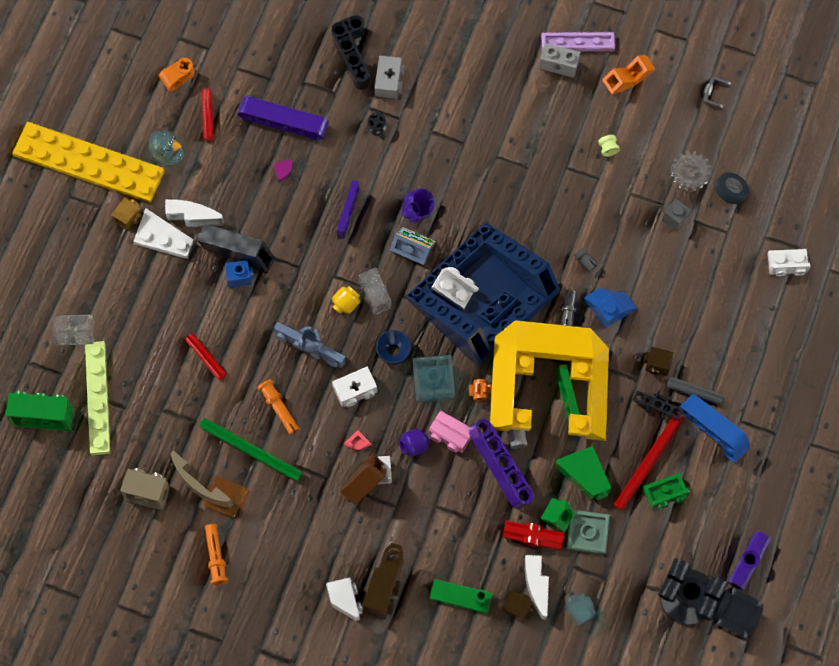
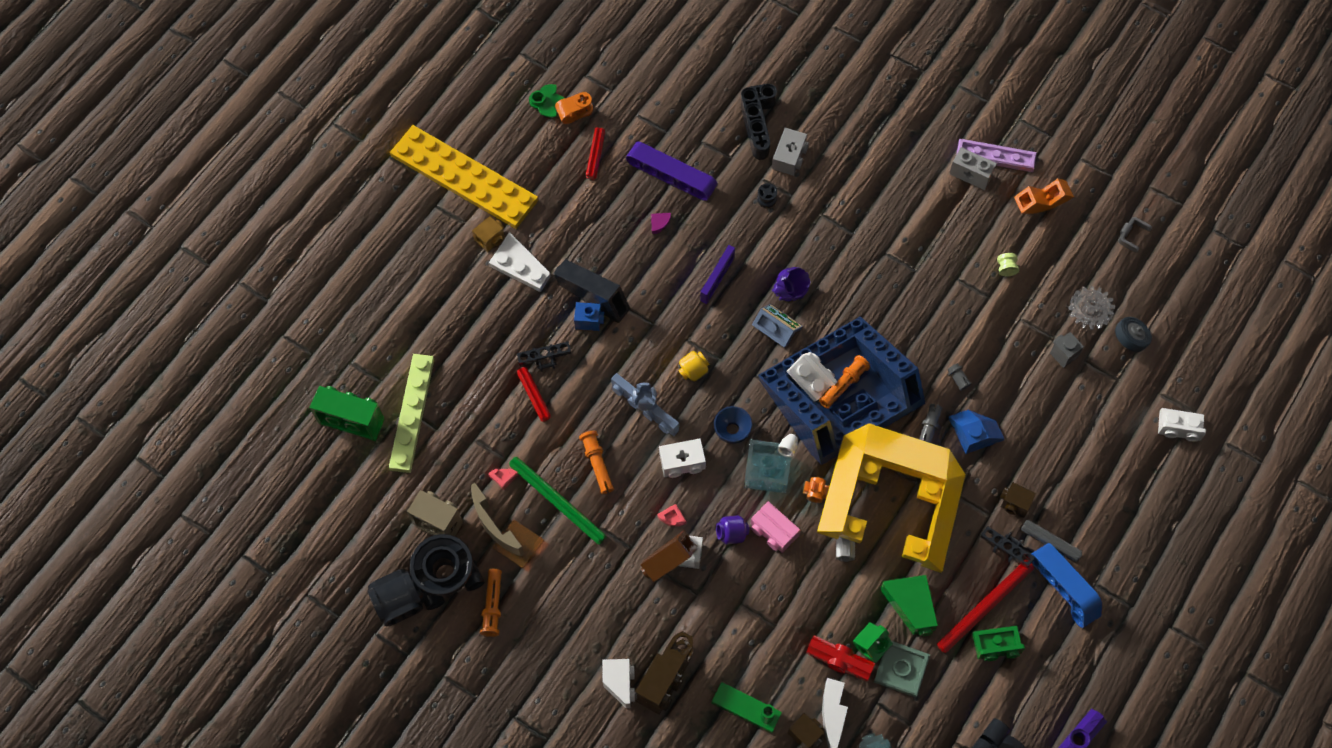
camera: 15 degrees right, 5 degrees down
(73, 330) = (404, 337): clear brick -> none
(135, 564) = (404, 592): none -> black piece
(151, 71) = (548, 100): none -> green plate
(162, 145) = (541, 172): clear light blue piece -> none
(192, 213) = (555, 246): white slope -> none
(196, 439) = (503, 477): none -> coral tile
(201, 324) = (551, 355): none -> black piece
(375, 291) = (726, 363): clear brick -> none
(448, 357) = (788, 445): none -> white hose
(489, 279) = (850, 375): none -> orange pin
(492, 460) = (821, 583): dark purple beam -> none
(566, 390) = (909, 506): green piece -> none

